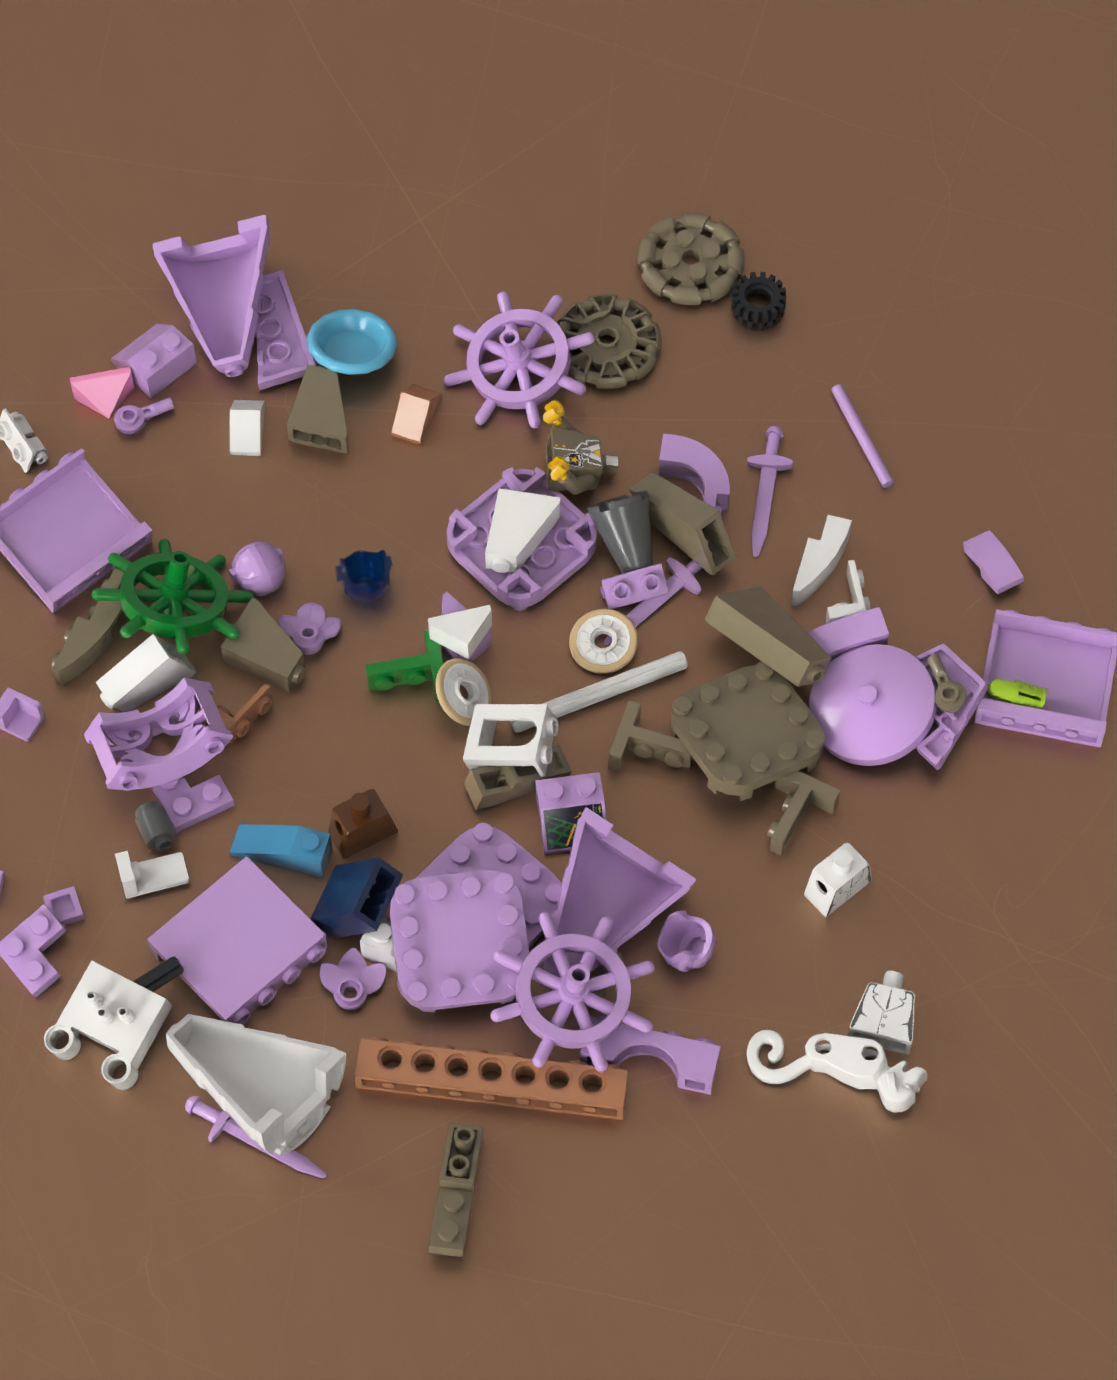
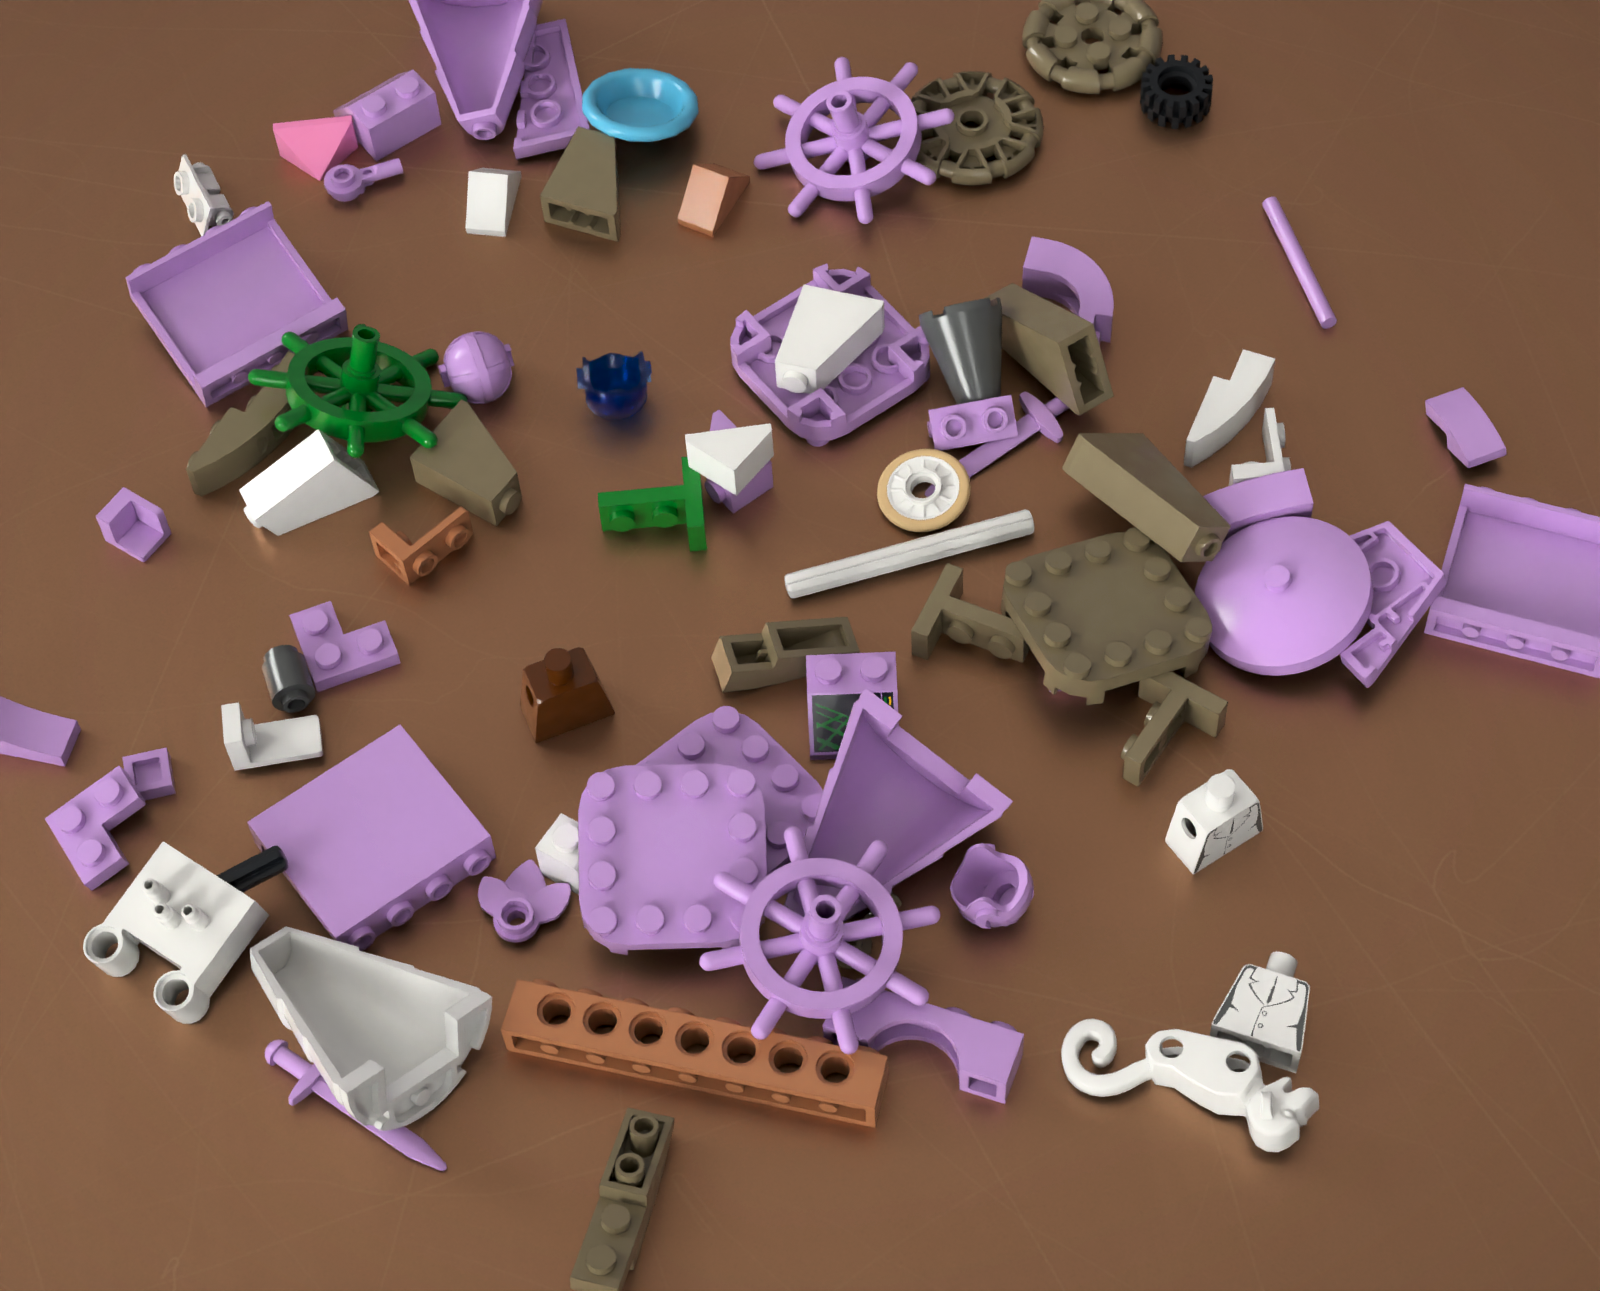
camera: 10 degrees right, 5 degrees down
(174, 716) = (272, 556): lavender fence -> none
(284, 847) = (459, 720): dark azure slope -> none
(310, 627) = (535, 446): lavender plate -> none
(356, 897) = (538, 789): dark blue brick -> none
(448, 682) = (748, 543): white wheel -> none
(536, 753) = (739, 603): white panel -> none
(573, 457) = (910, 259): dark tan torso -> none
(769, 465) = (1169, 288): lavender sword -> none
(949, 695) = (1391, 586): dark tan plate -> none
(1017, 693) = (1486, 593): lime hinge -> none

